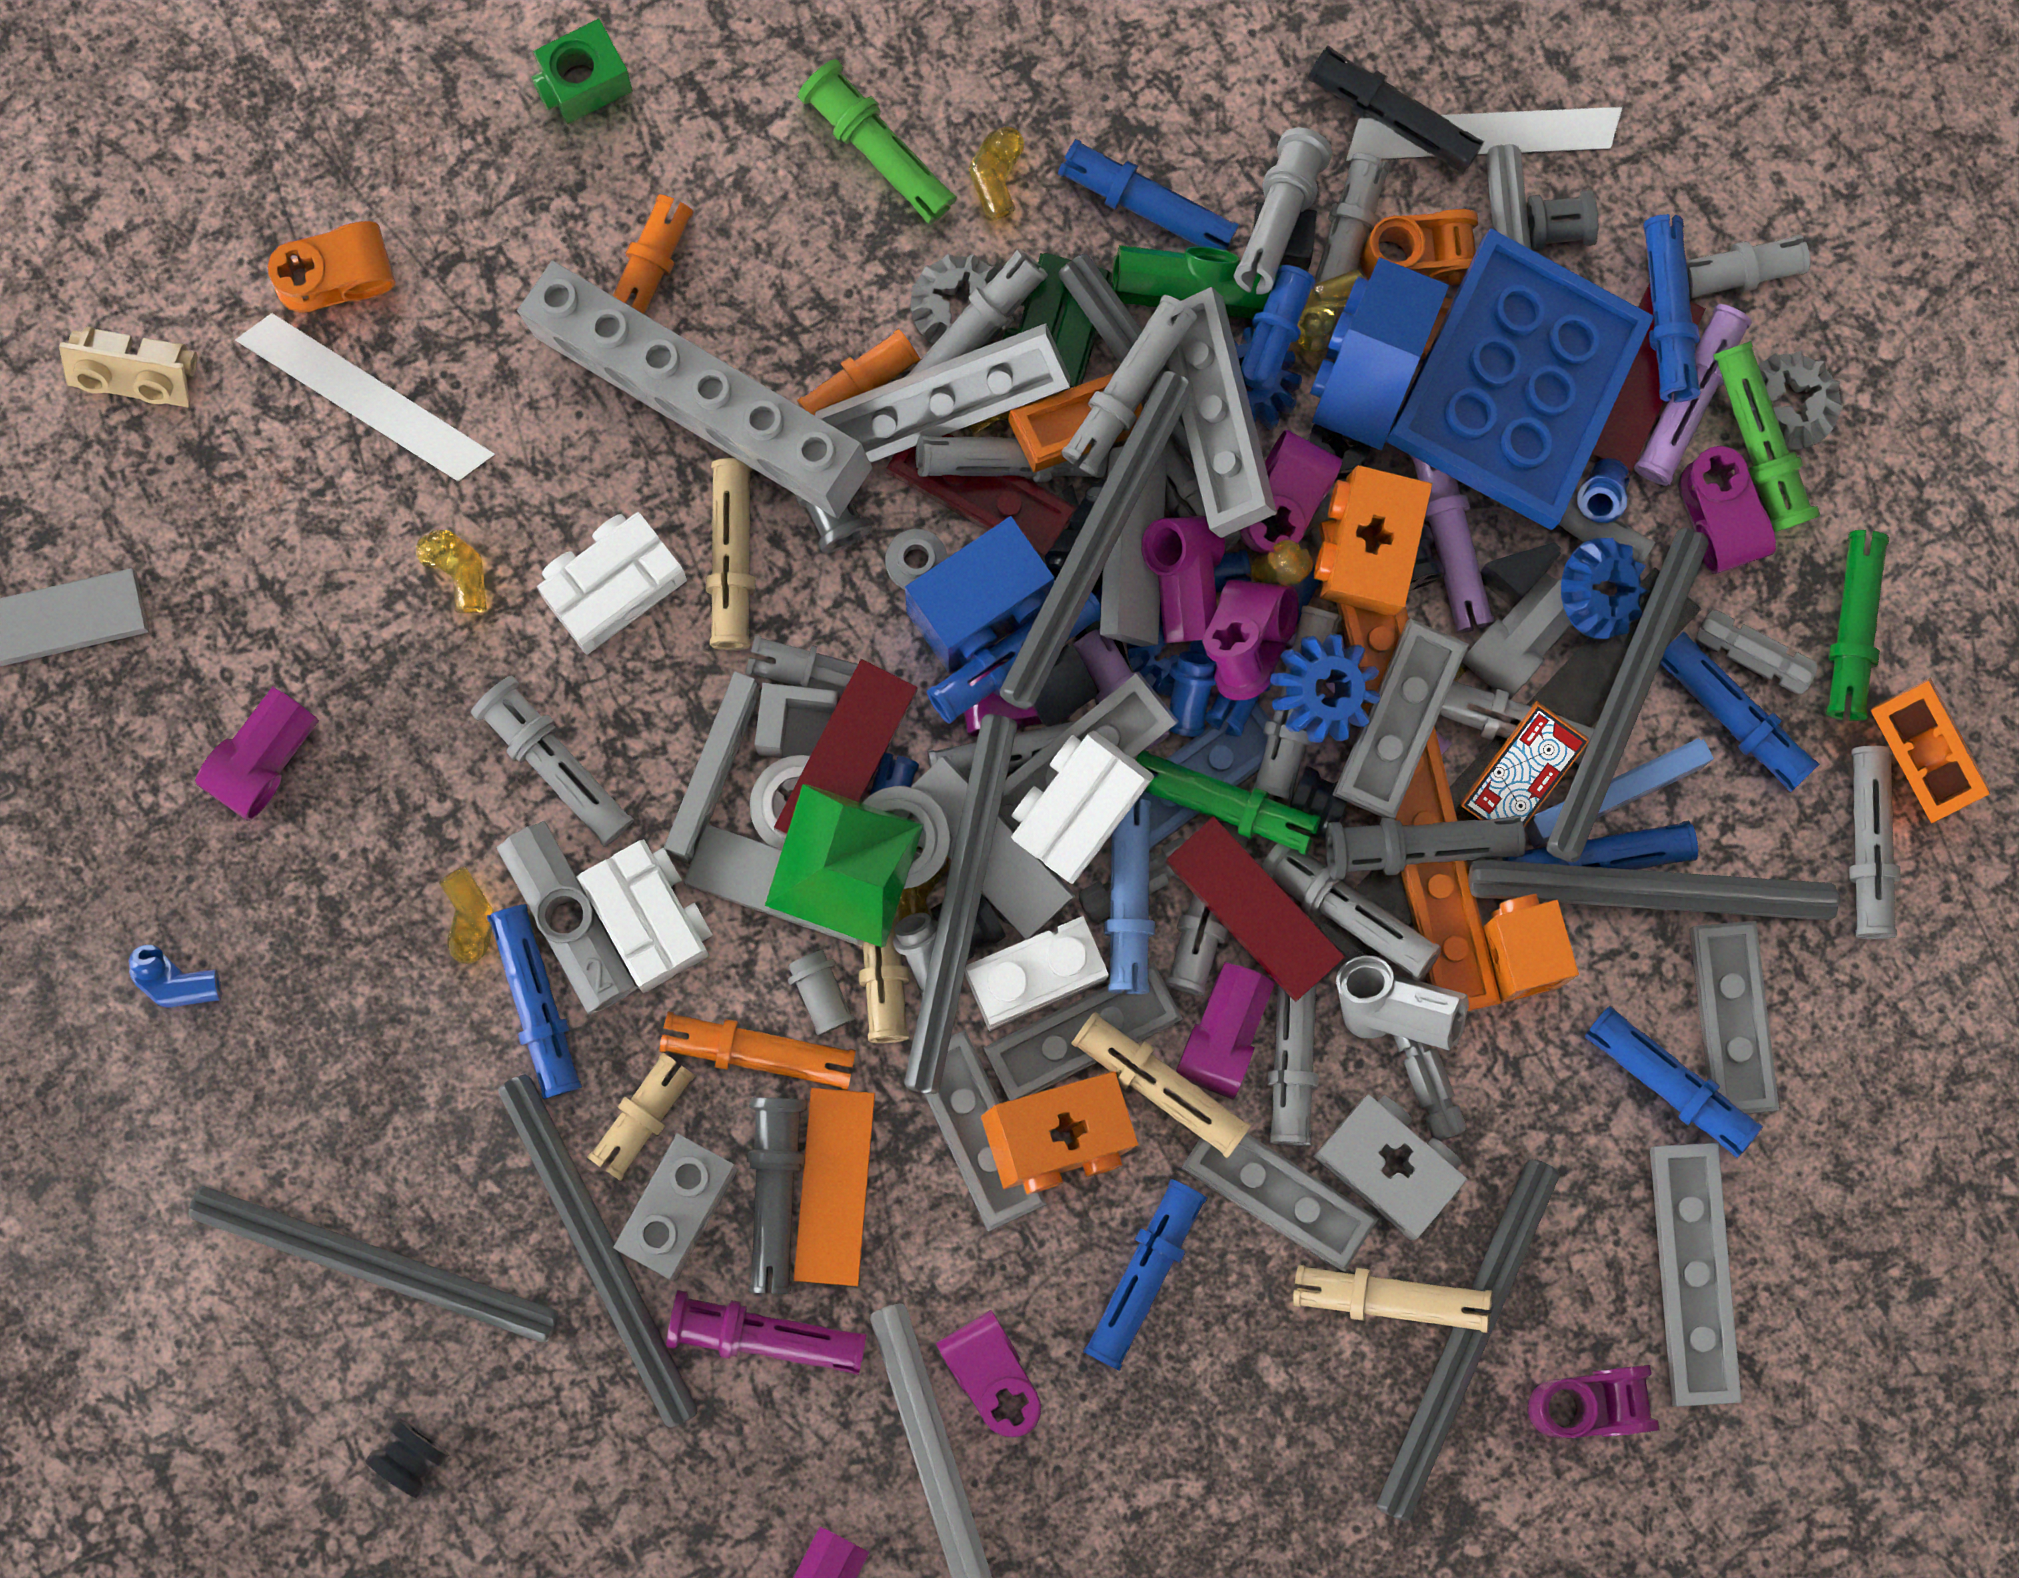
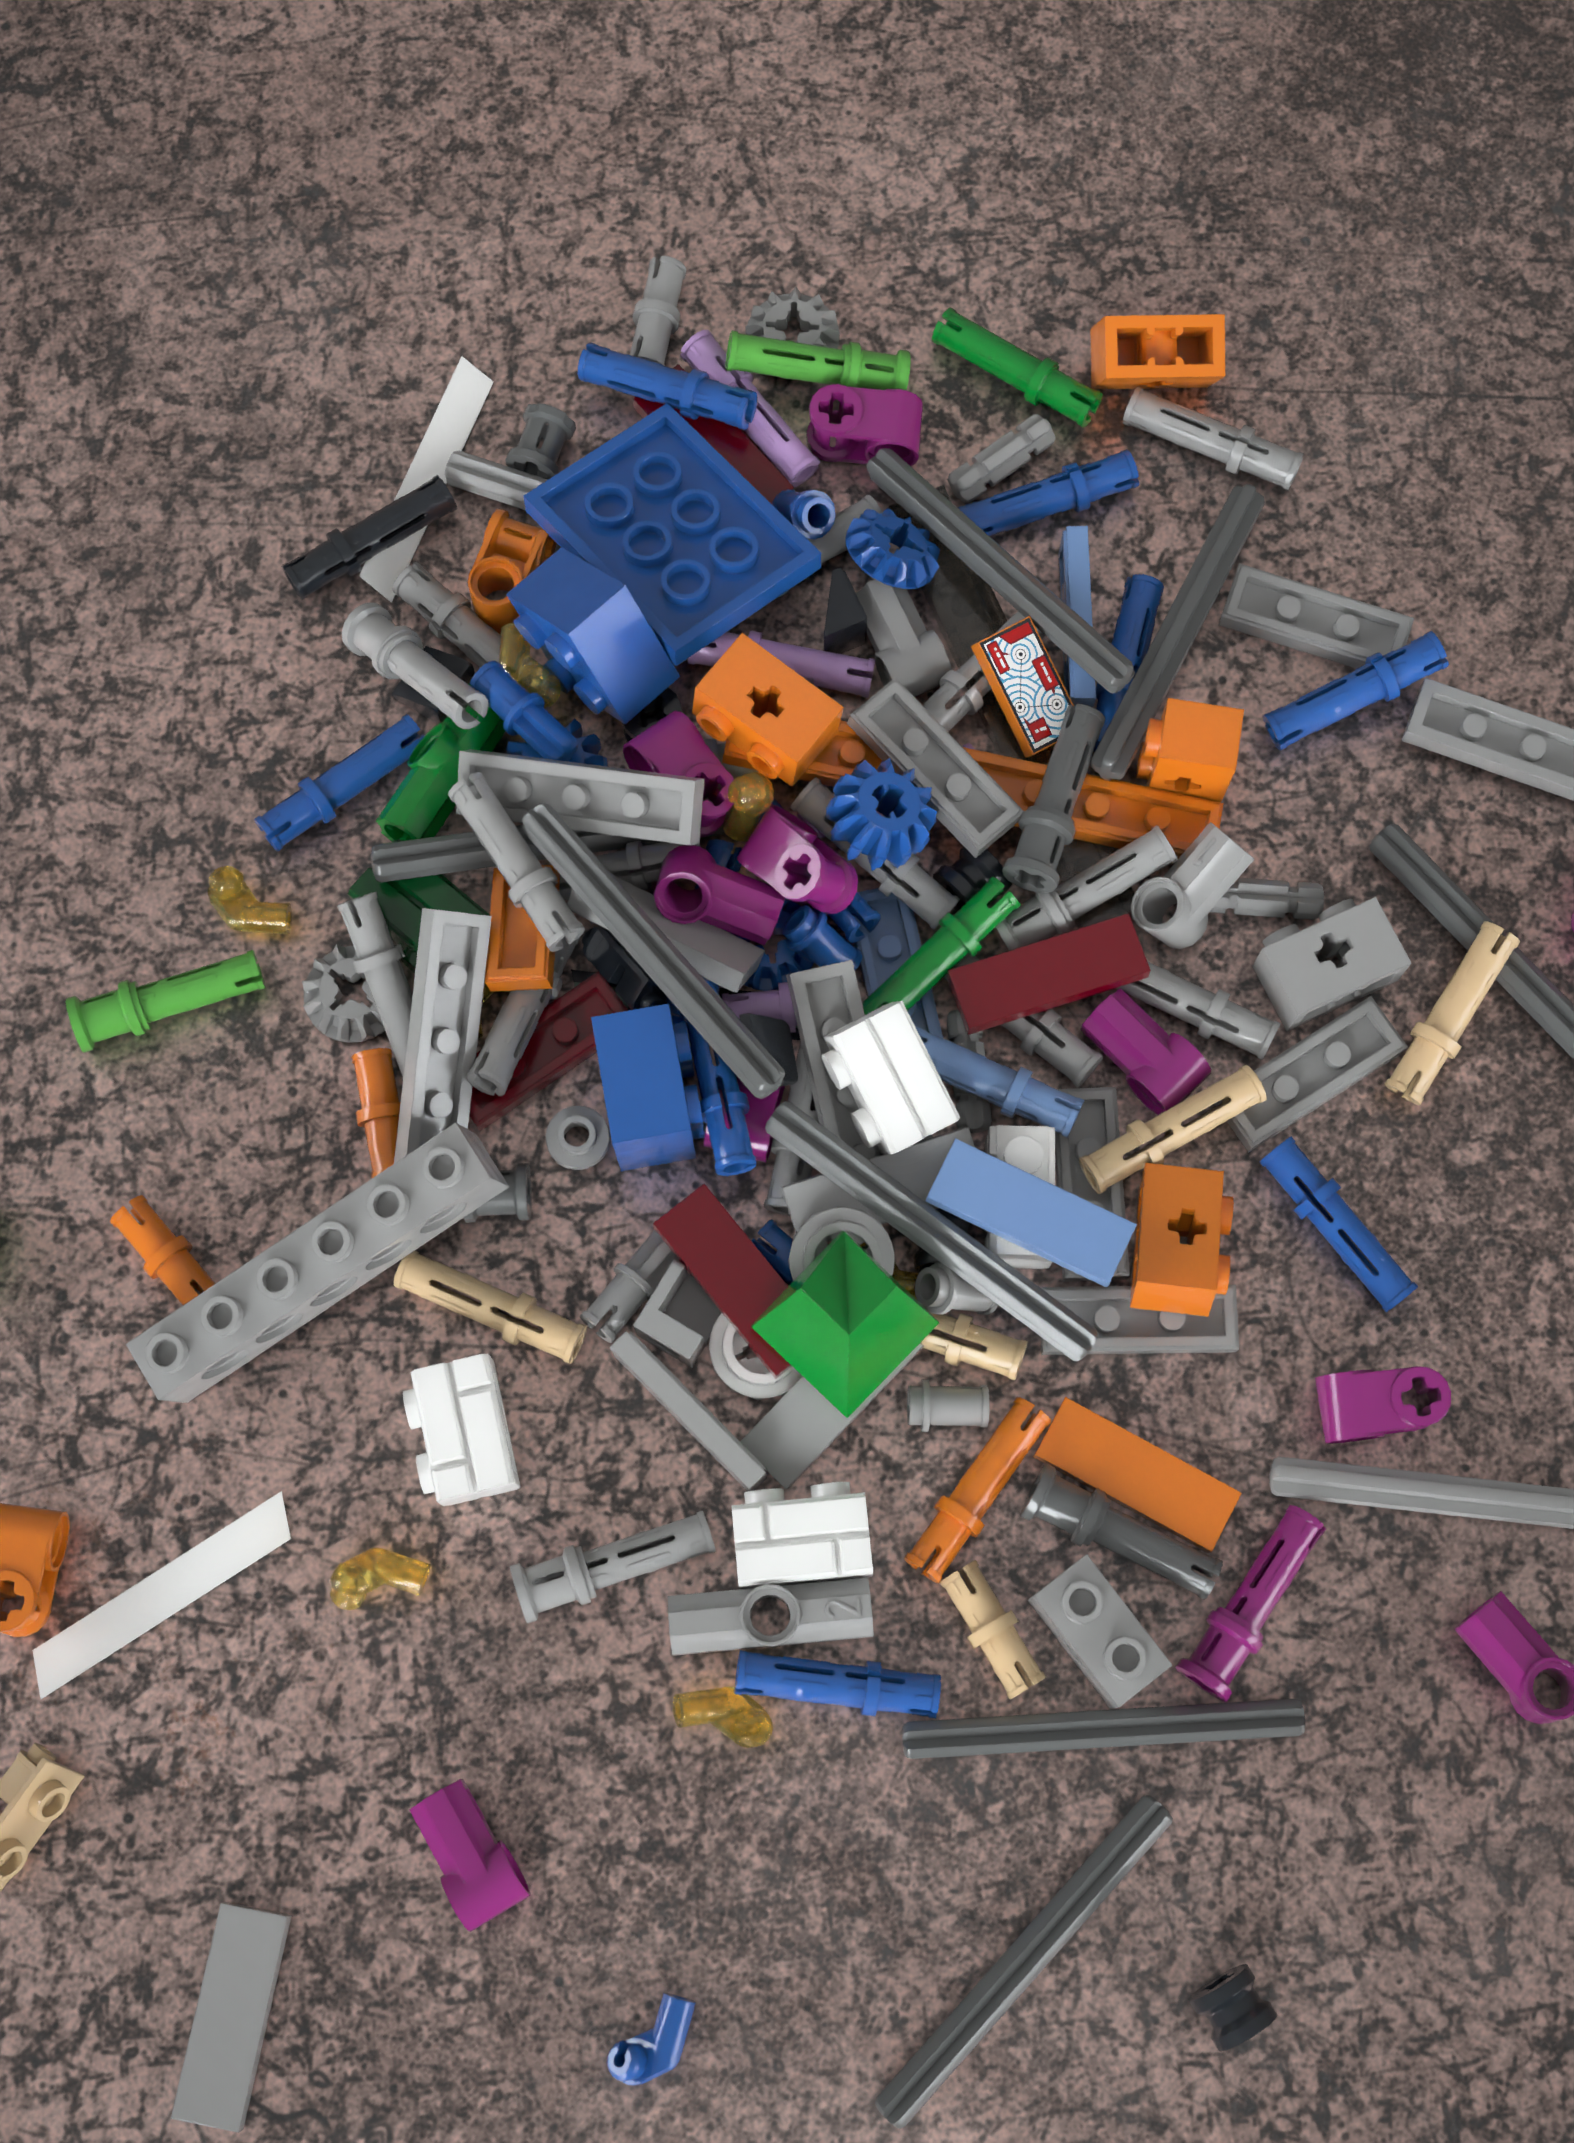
camera: 60 degrees left, 5 degrees down
(1012, 983) = (1031, 1213): none -> medium blue tile

